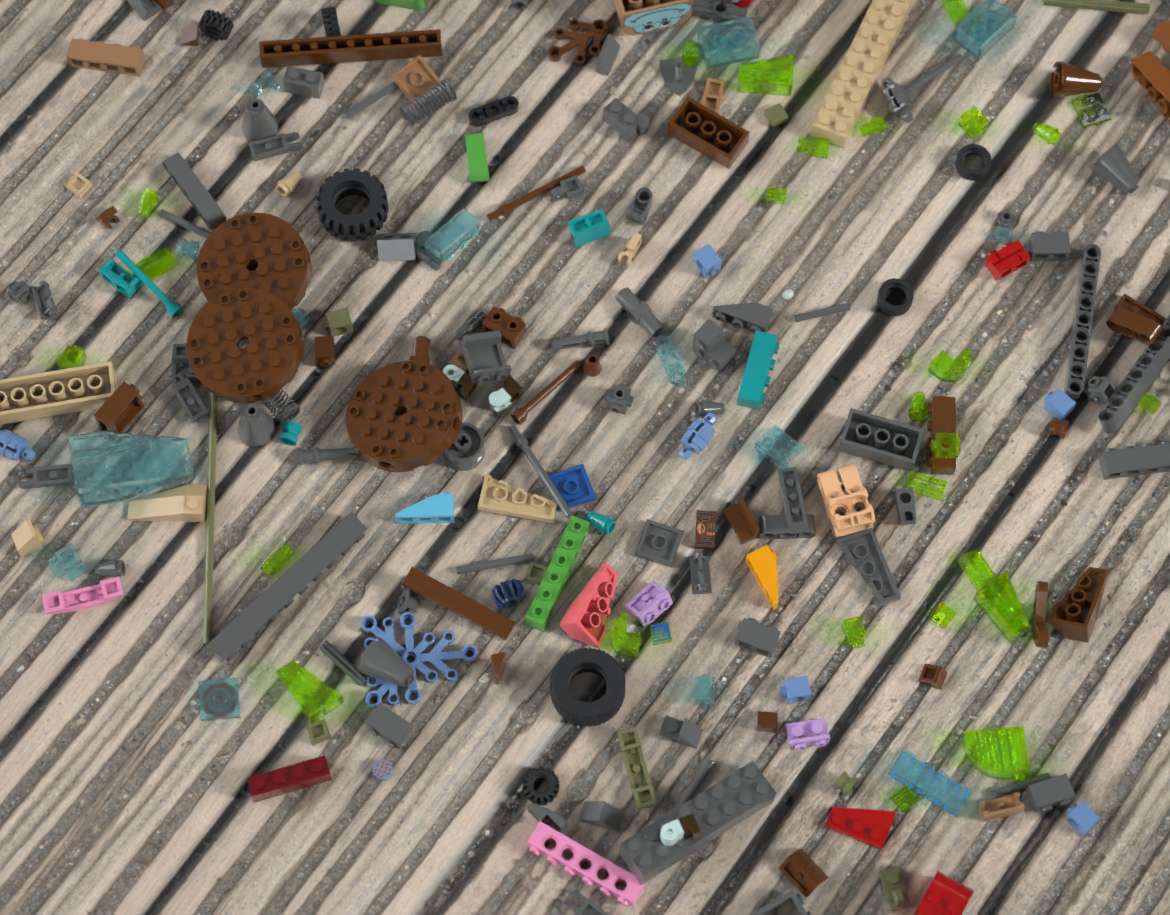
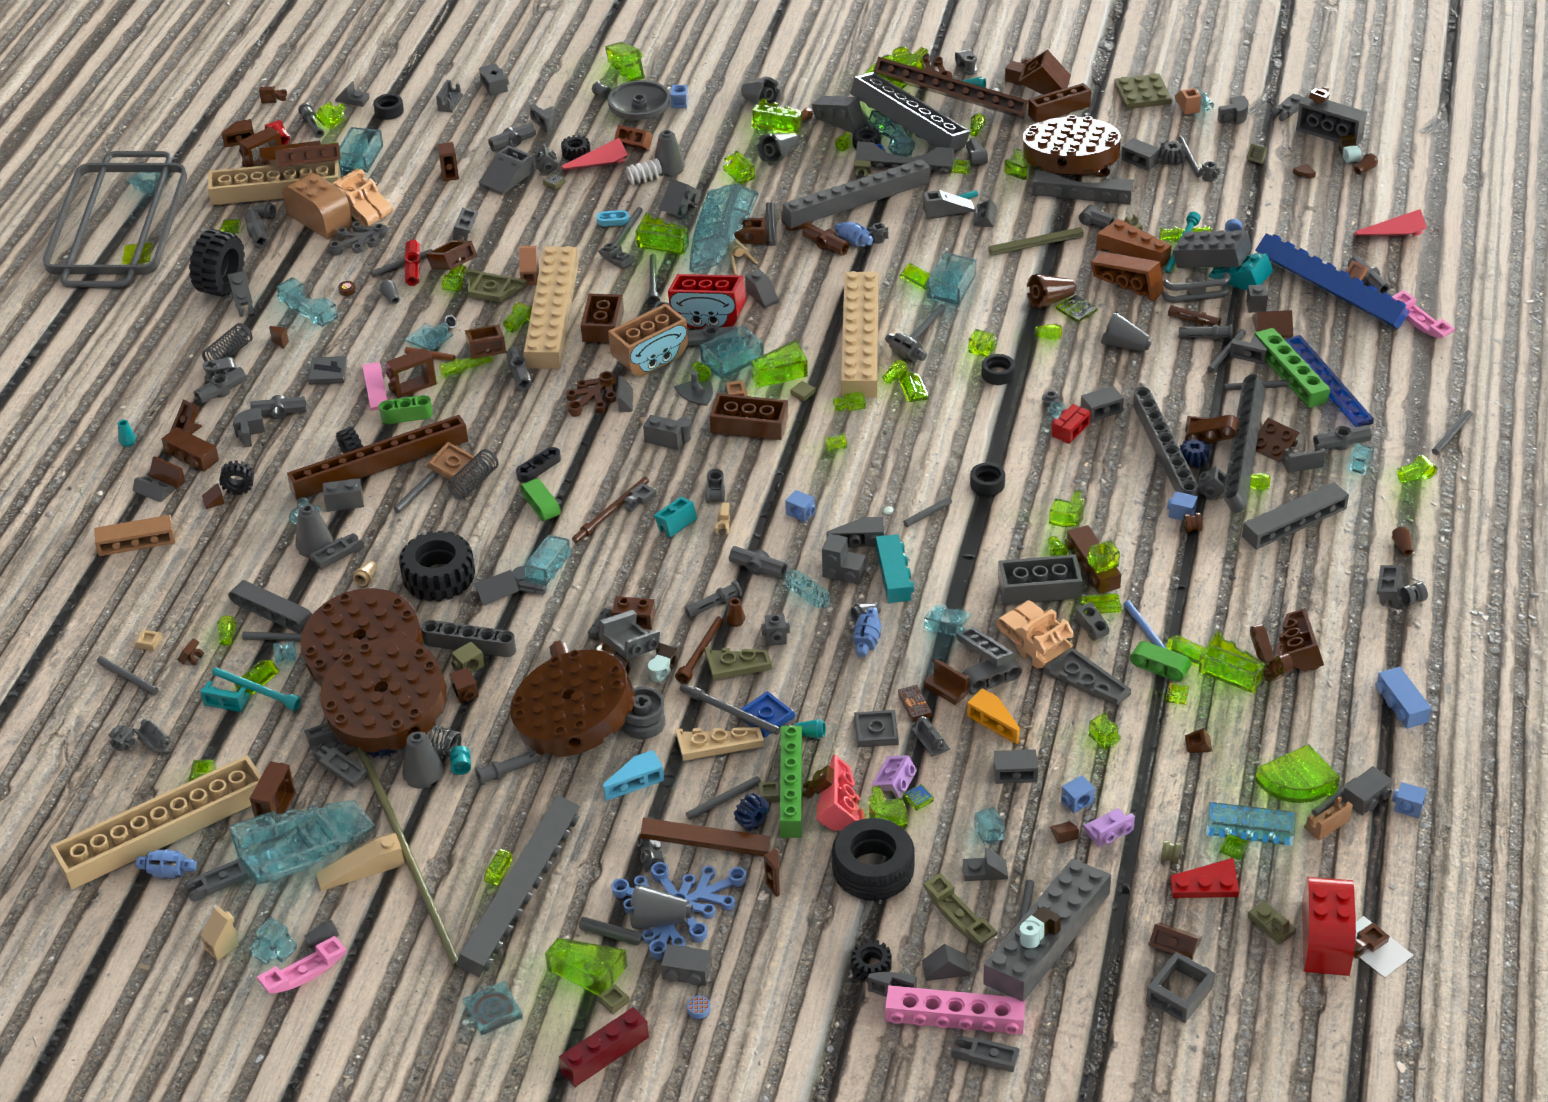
camera: 20 degrees left, 25 degrees down
(49, 220) = (127, 675): none -> dark grey bar
(344, 291) = (455, 635): none -> dark grey beam
(567, 420) = (735, 663): none -> olive wing
(580, 587) = (821, 780): none -> reddish brown plate
(883, 151) = (913, 387): none -> clear neon green slope
(944, 575) = (1160, 661): none -> bright green beam
(952, 531) = (1143, 624): none -> medium blue bar
(1110, 344) = (1195, 452): none -> dark blue gear
(1139, 706) = (1403, 697): none -> medium blue brick

